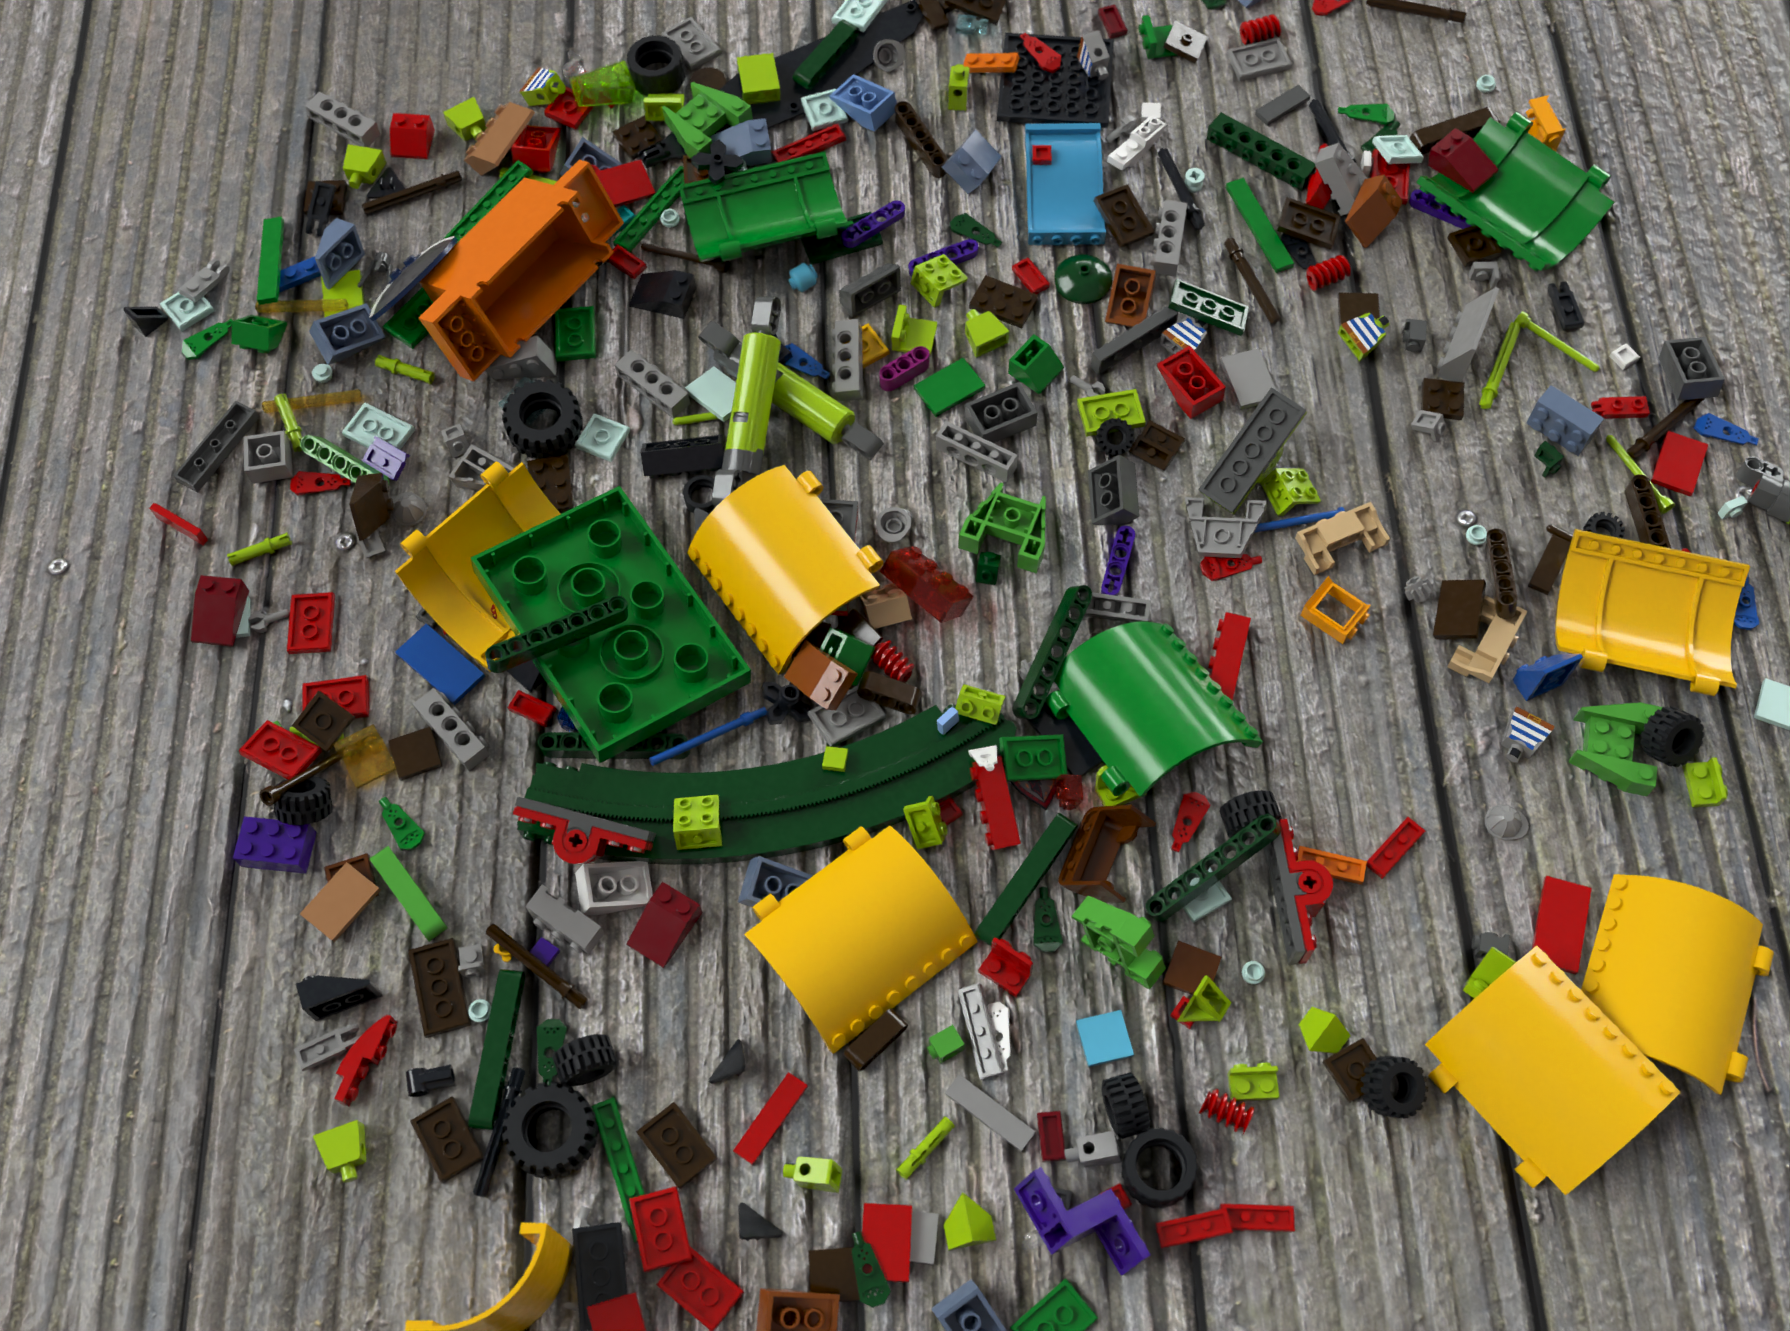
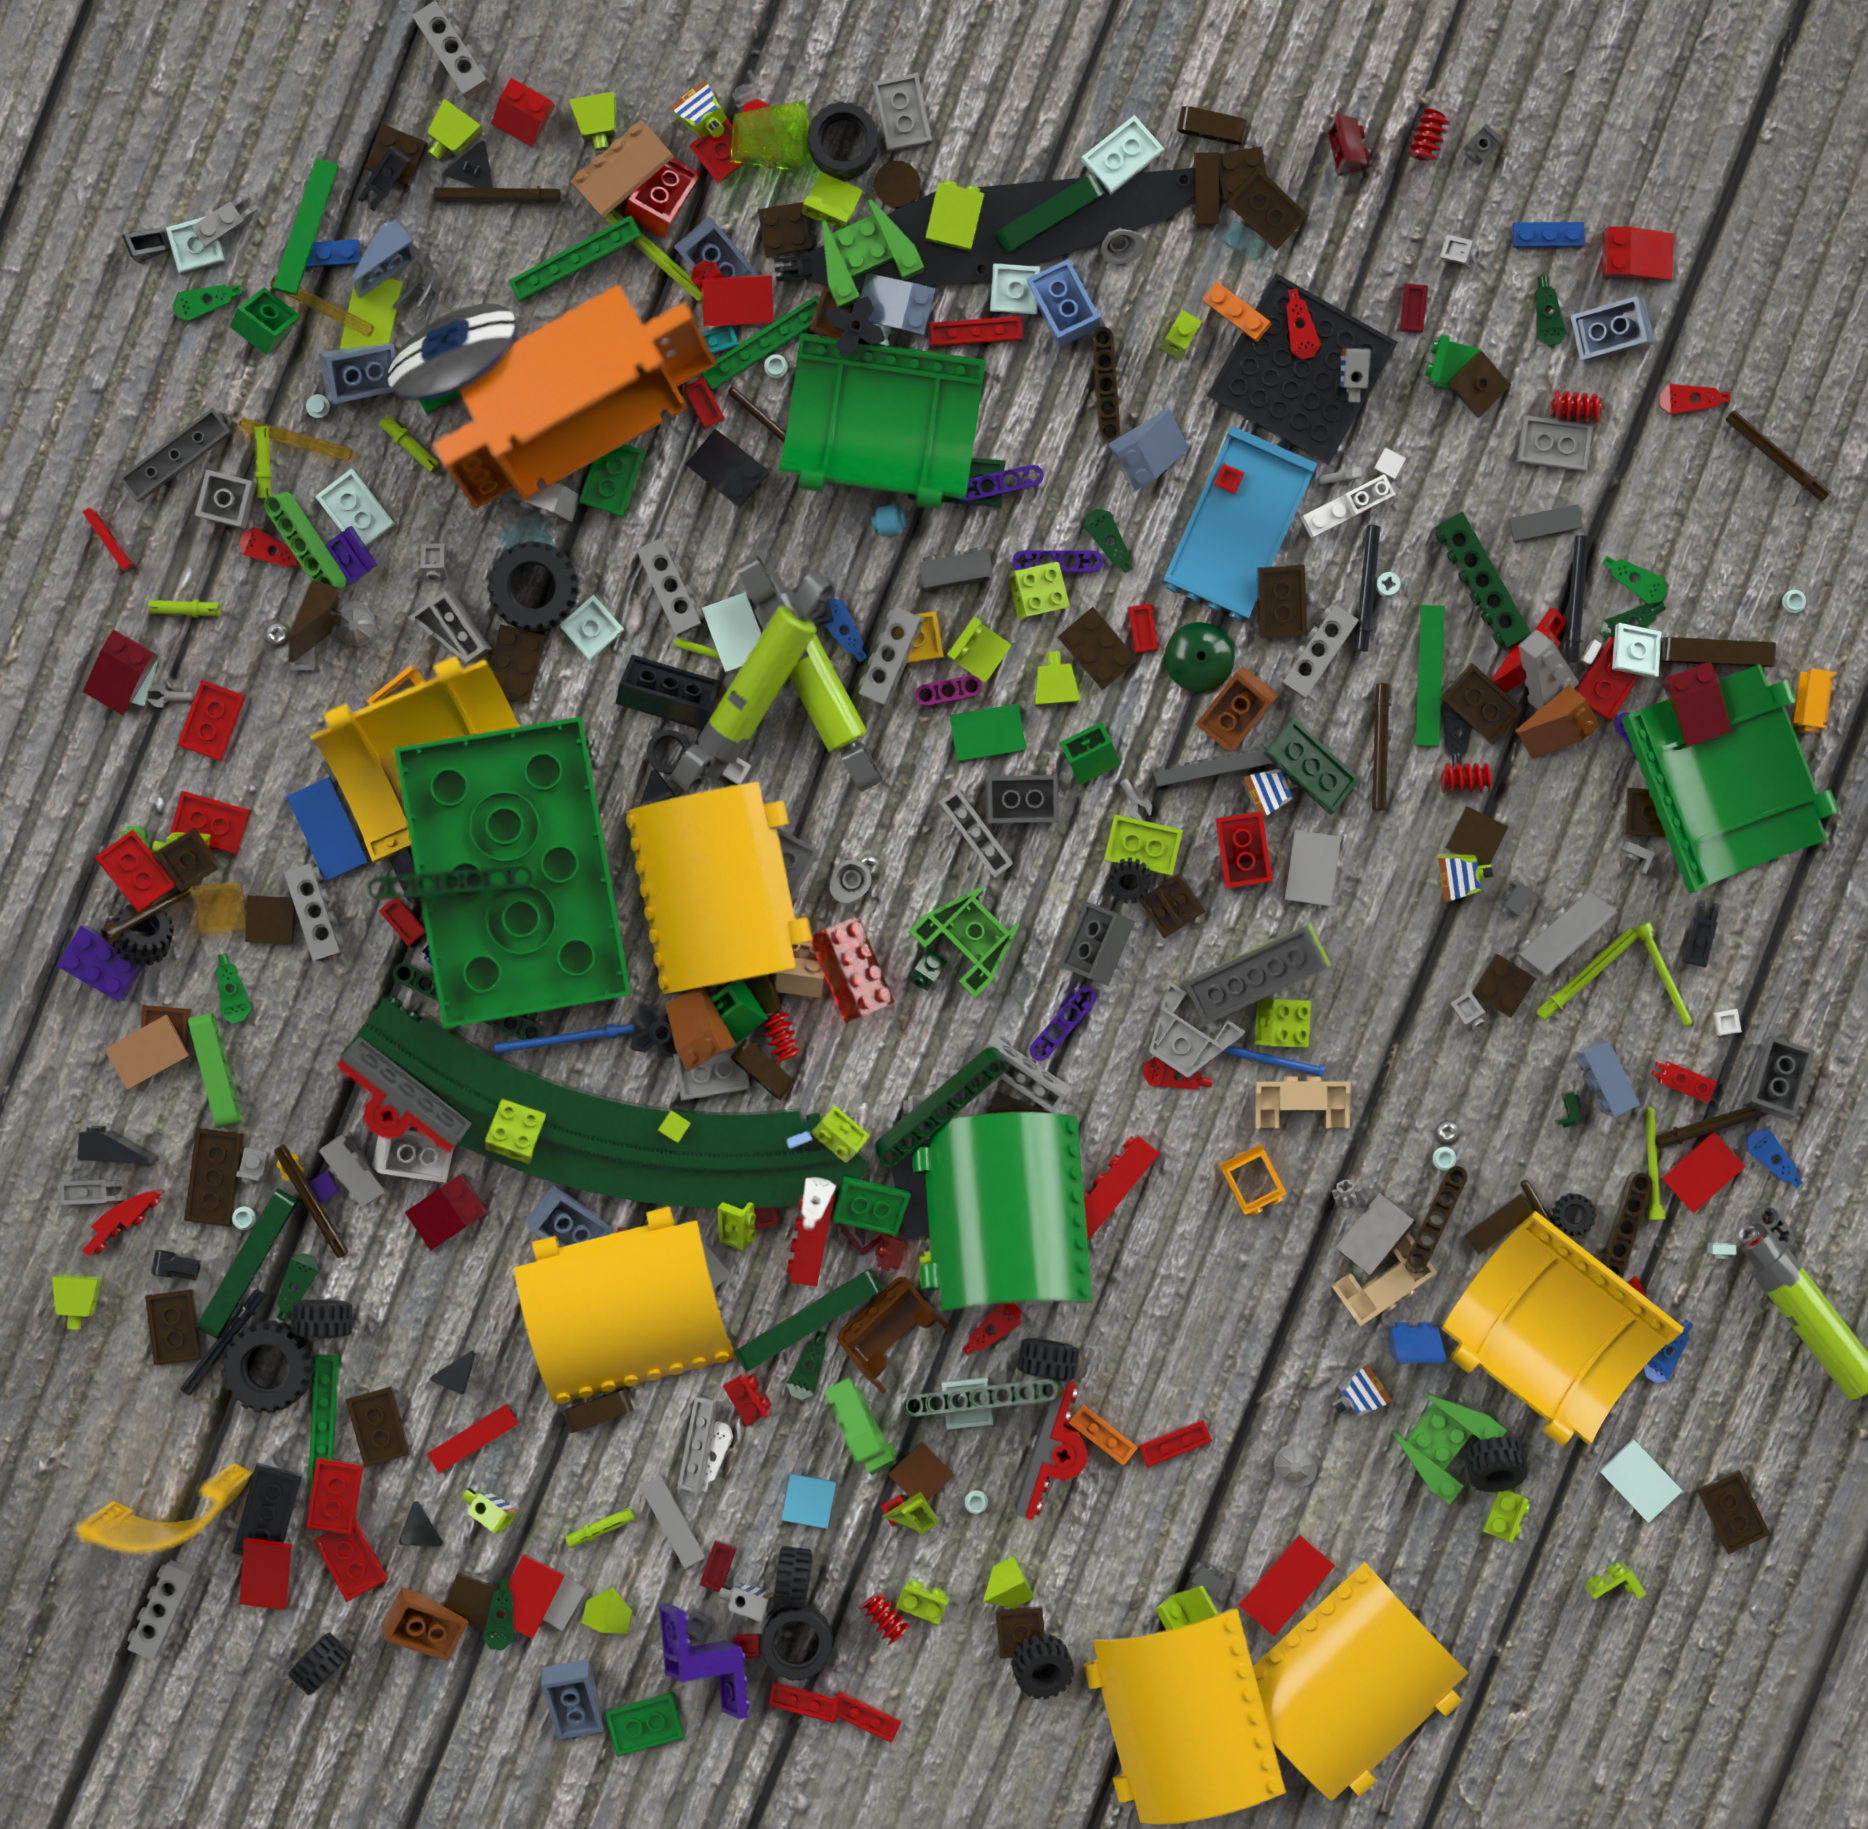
camera: 20 degrees right, 25 degrees up
(945, 1044) = (659, 1444): bright green brick -> none

